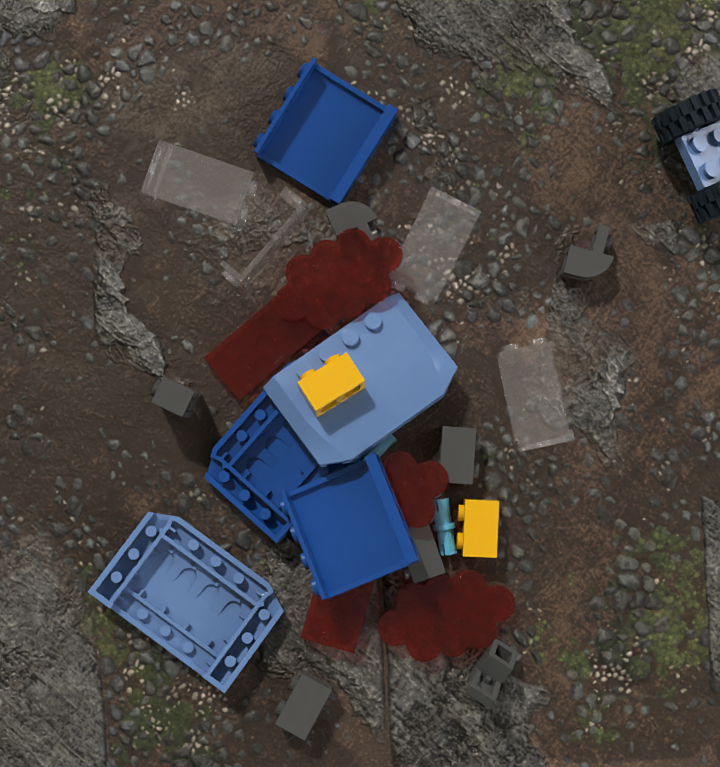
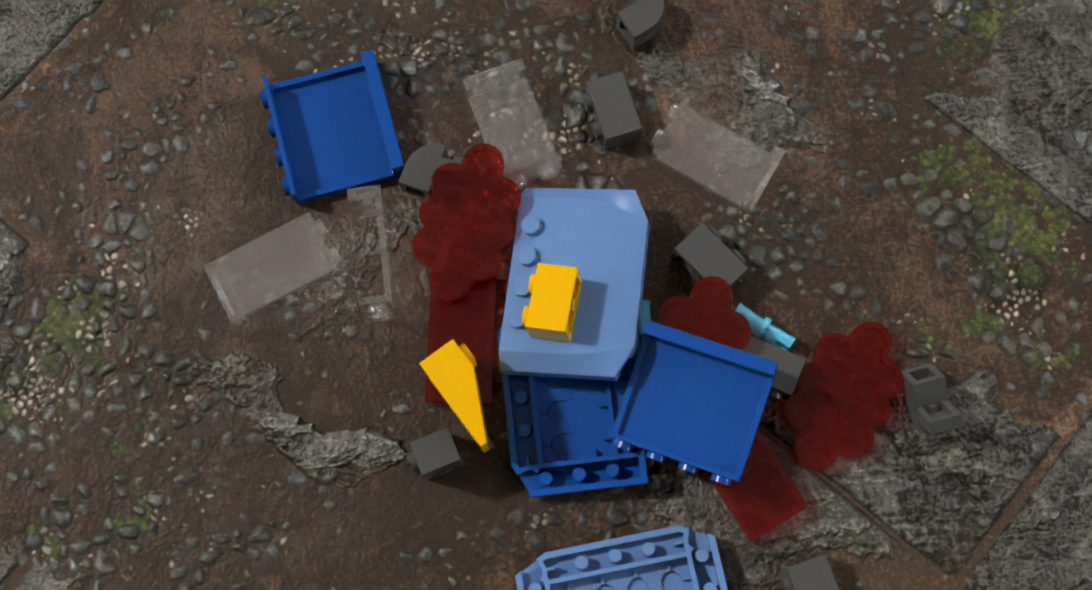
camera: 45 degrees left, 10 degrees down
(226, 373) = (455, 379): none -> yellow slope
(479, 528) = (790, 299): yellow brick -> none
(502, 301) = (612, 110): none -> dark grey brick

